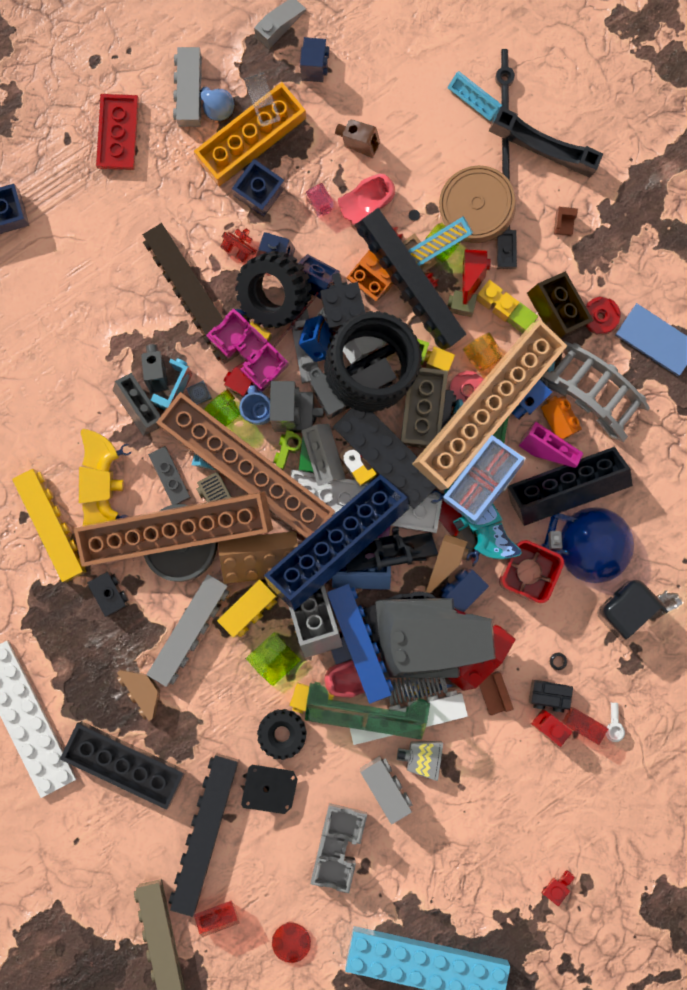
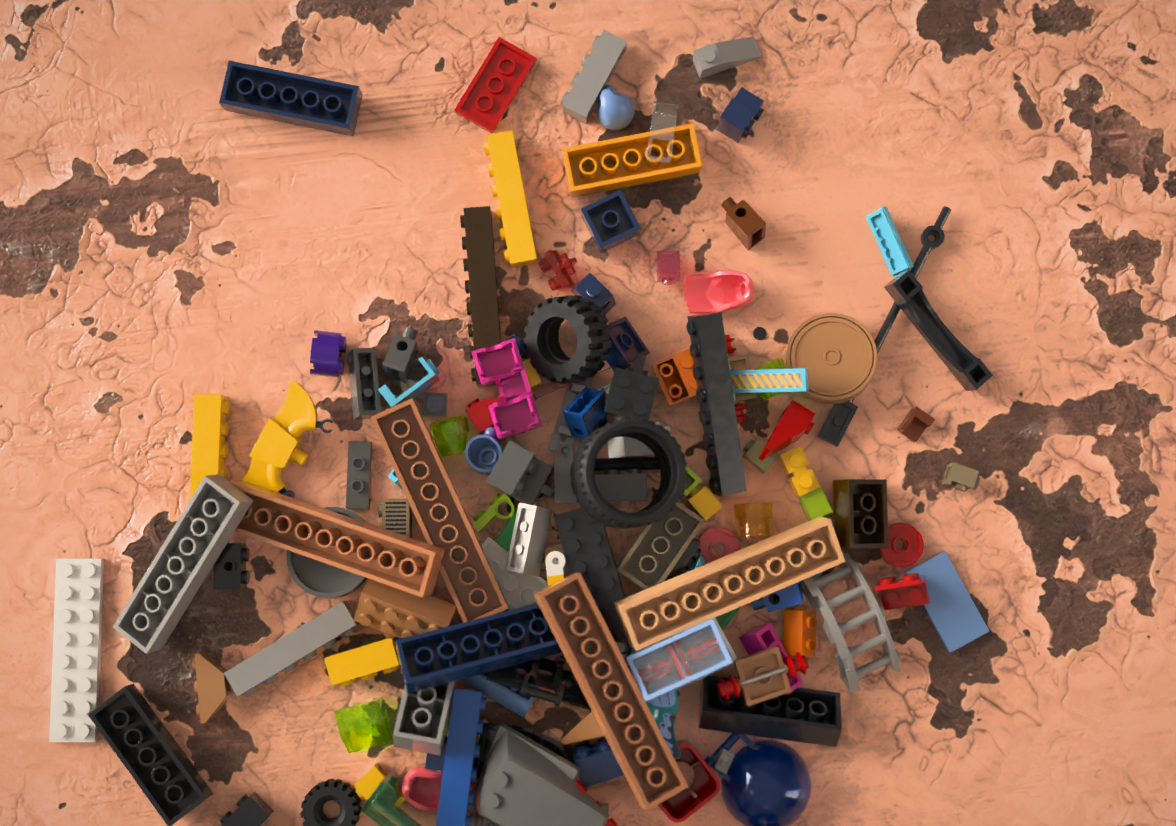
camera: 25 degrees right, 0 degrees up
(71, 607) = (182, 563): none -> light grey brick
(96, 396) = (326, 353): none -> dark purple brick
(175, 210) = (511, 199): none -> yellow brick
(444, 527) = (611, 691): none -> nougat brick
(550, 461) = (762, 675): none -> medium nougat plate
(619, 242) = (961, 477): none -> dark tan brick
(622, 348) = (903, 593): none -> red bracket

